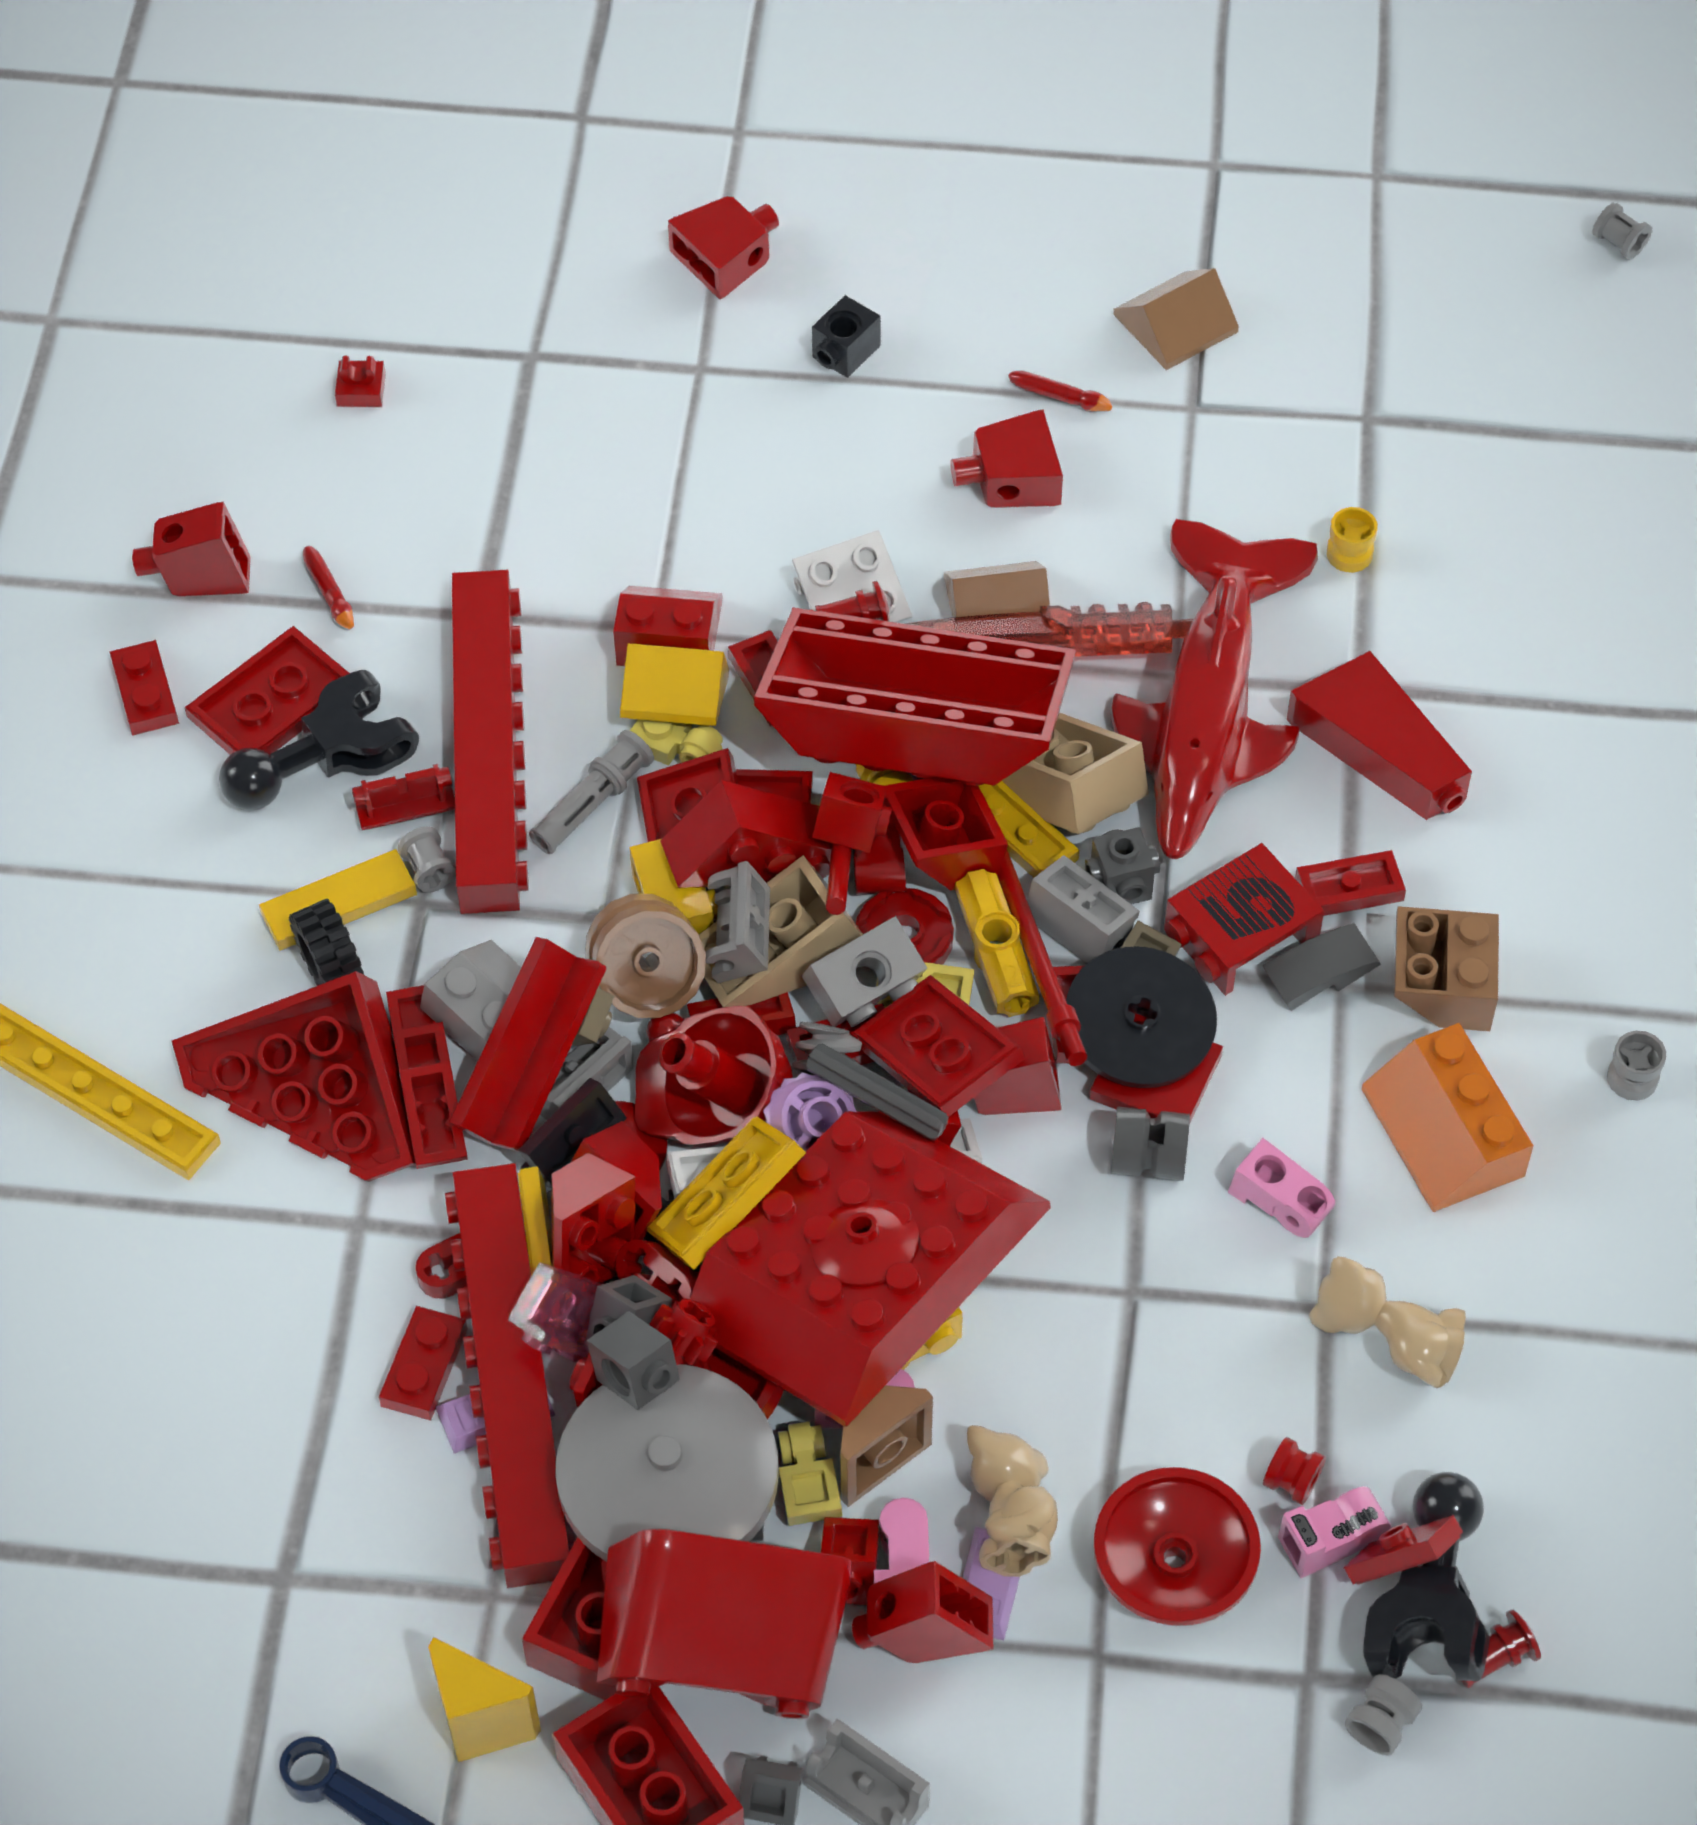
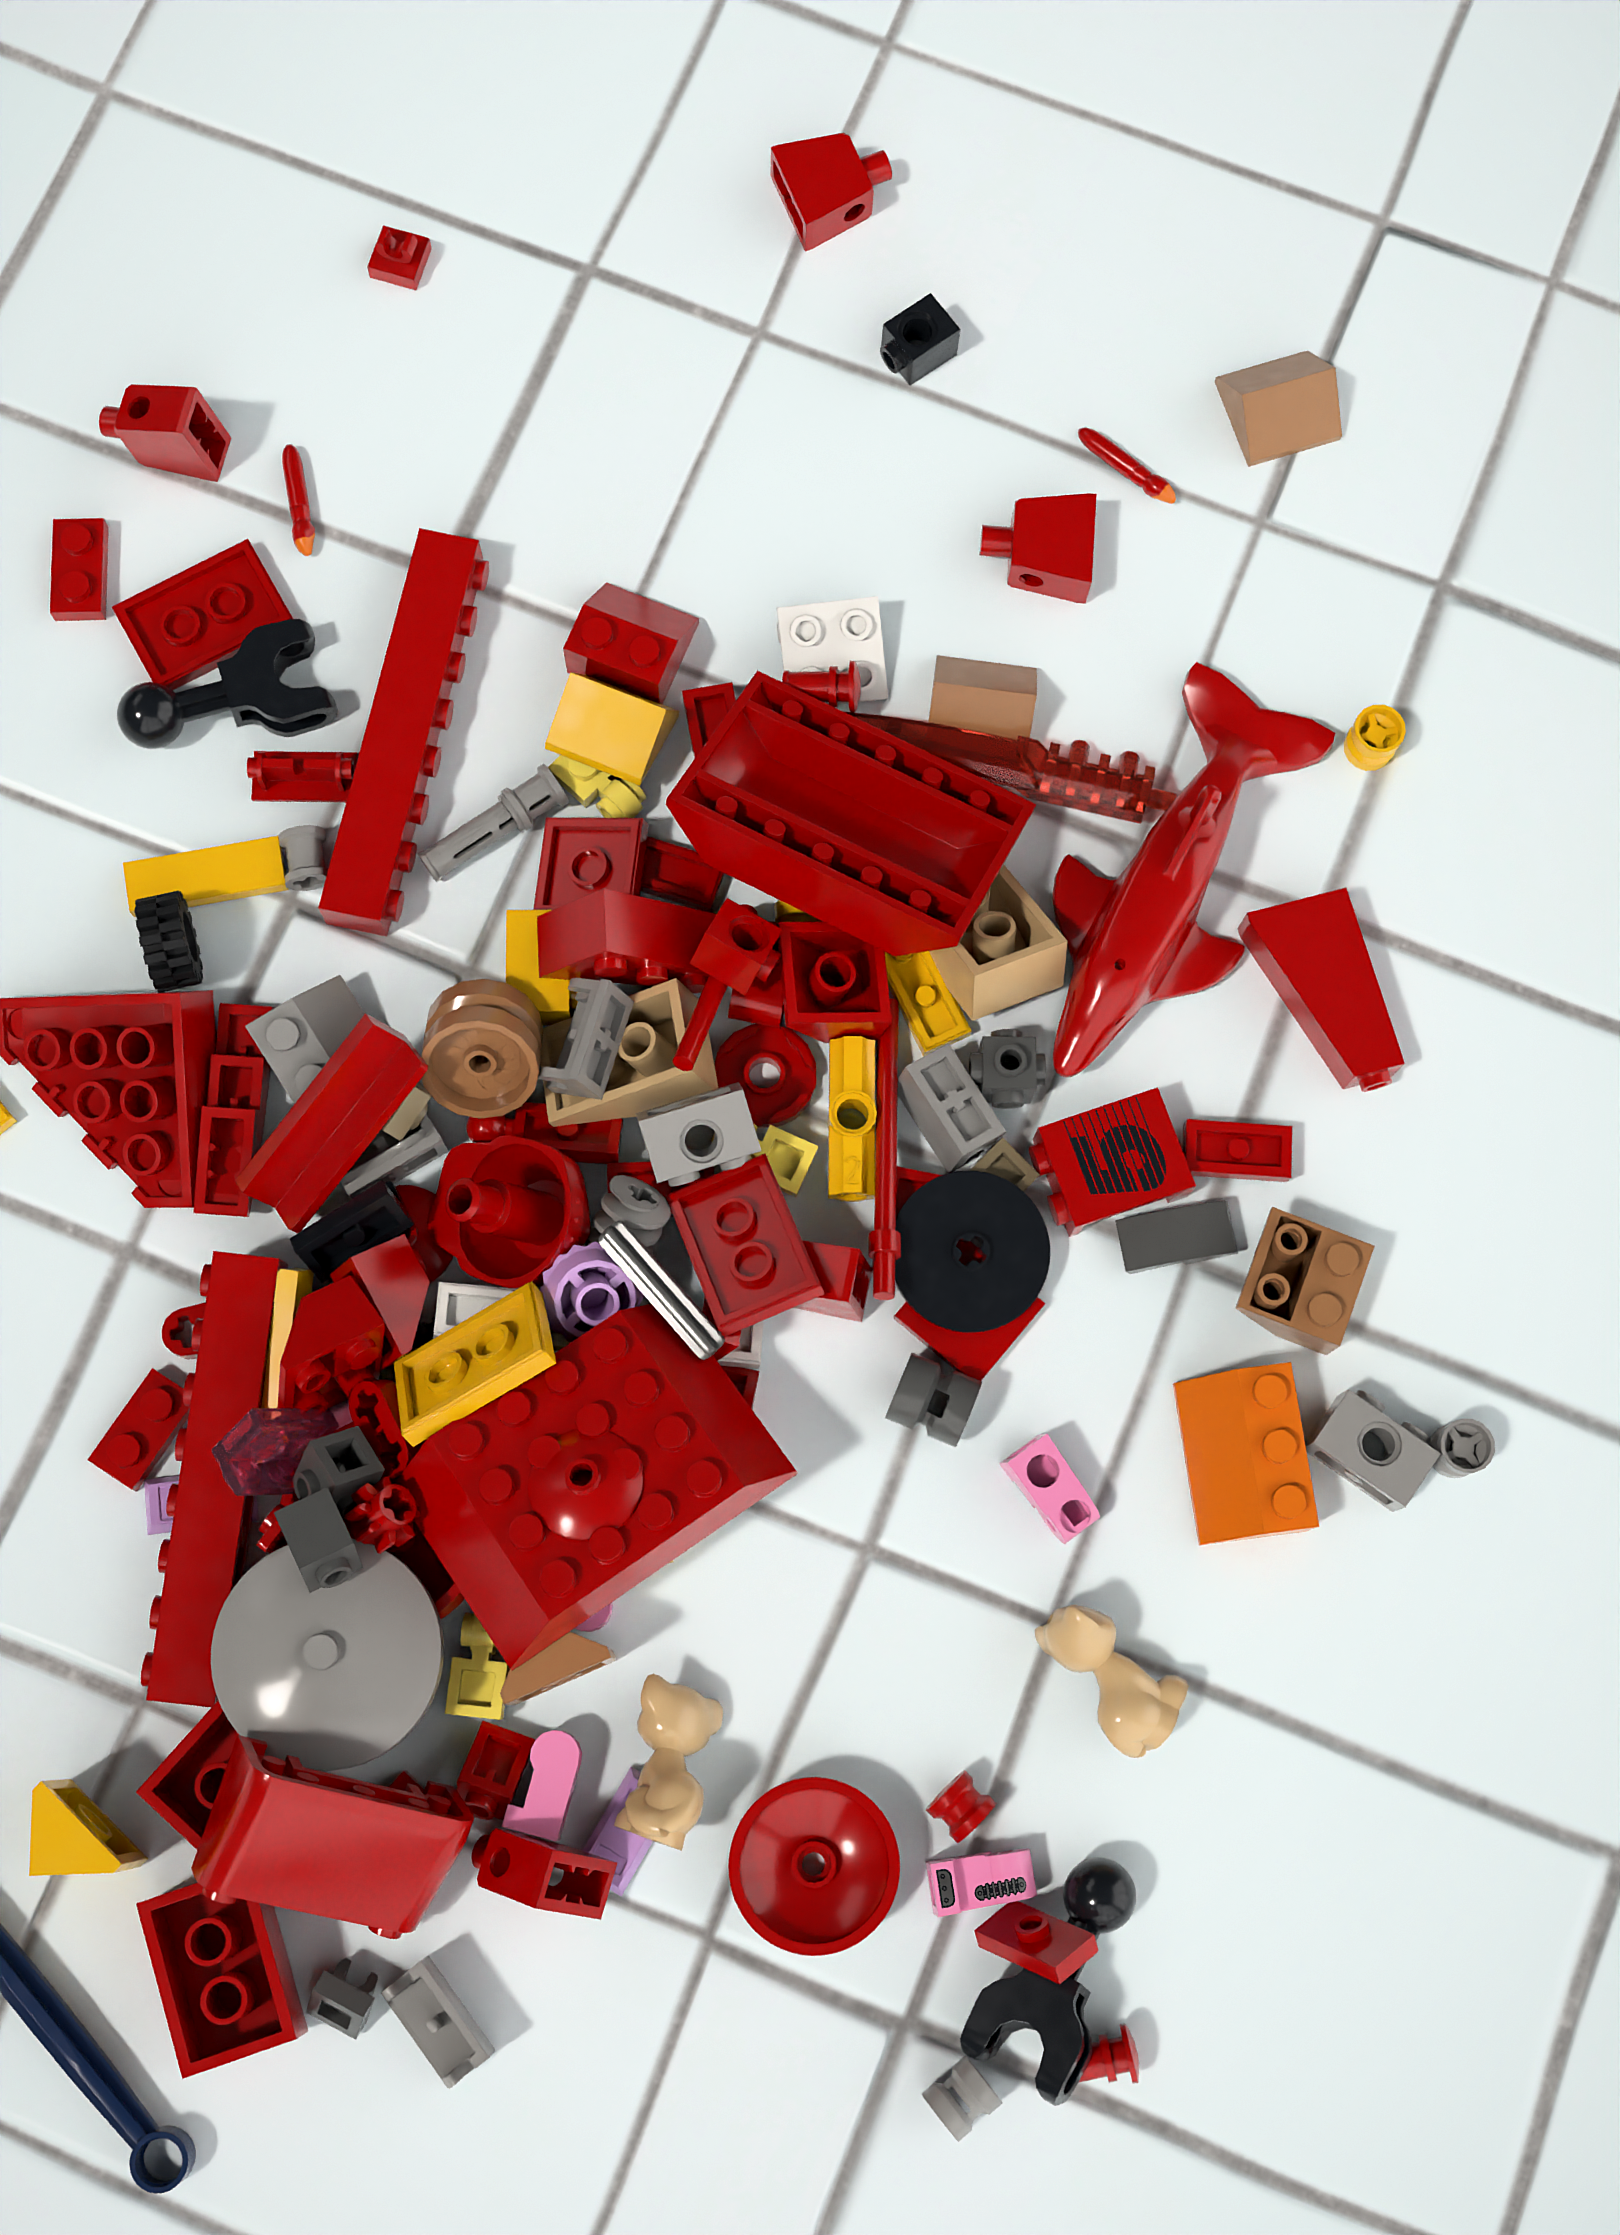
camera: 10 degrees right, 20 degrees up
(1569, 1108) = (1339, 1446): none -> light grey brick

